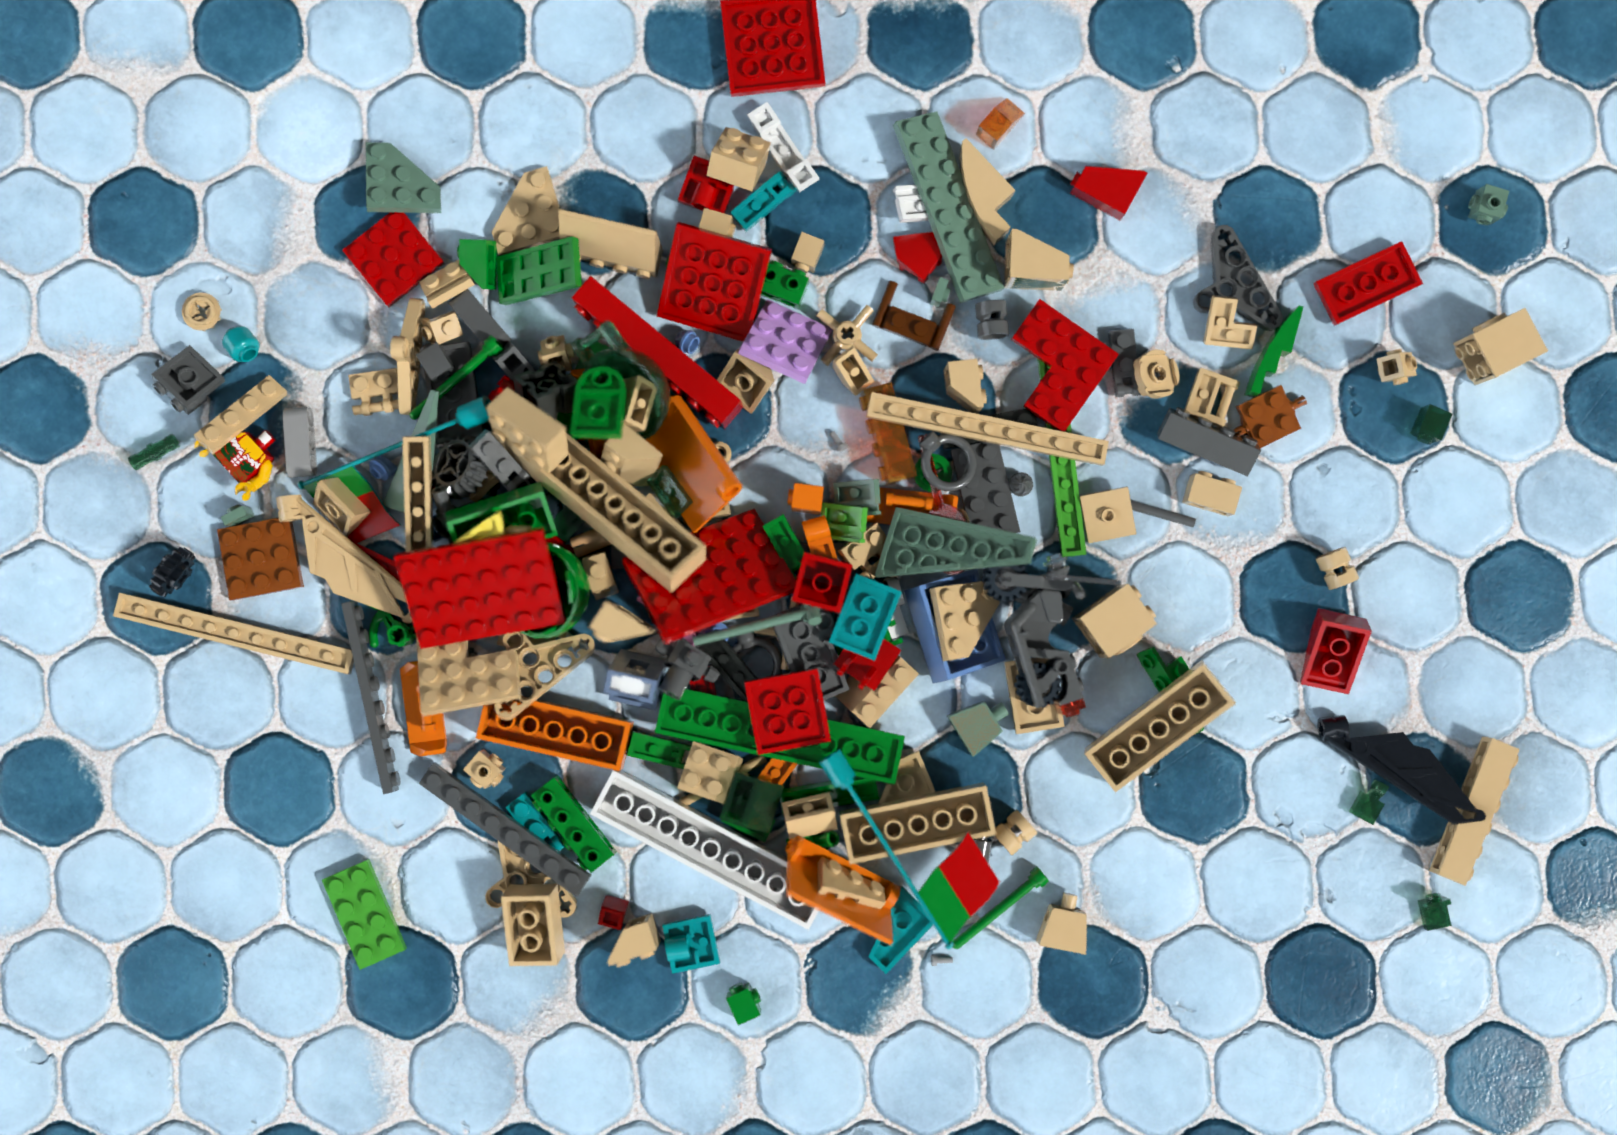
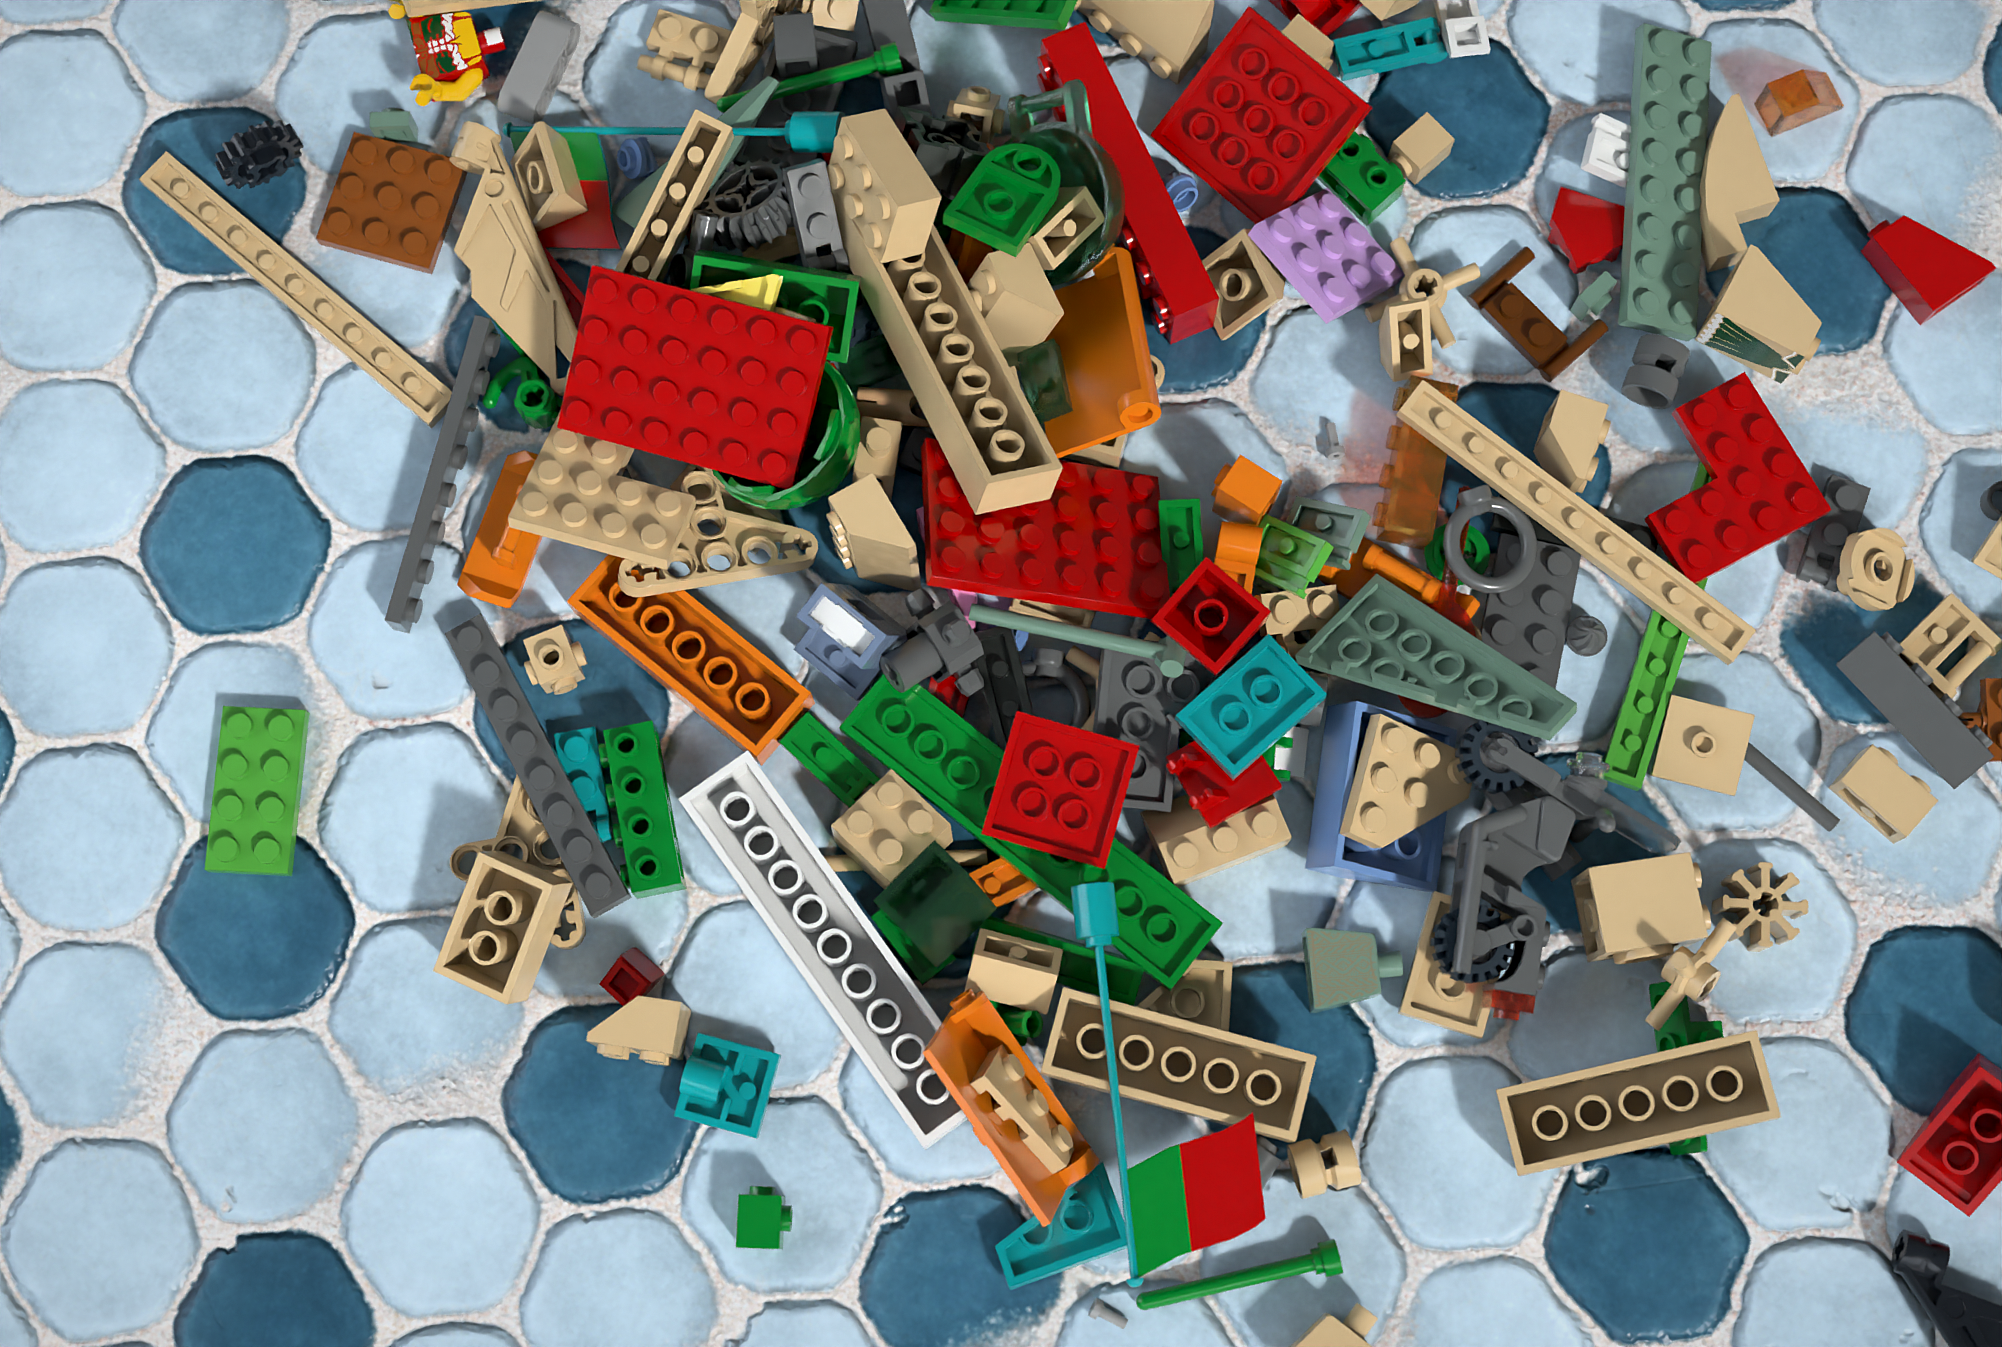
camera: 30 degrees right, 10 degrees down
(1156, 645) = (1690, 974): none -> tan bar
(1177, 577) = (1753, 890): none -> tan gear

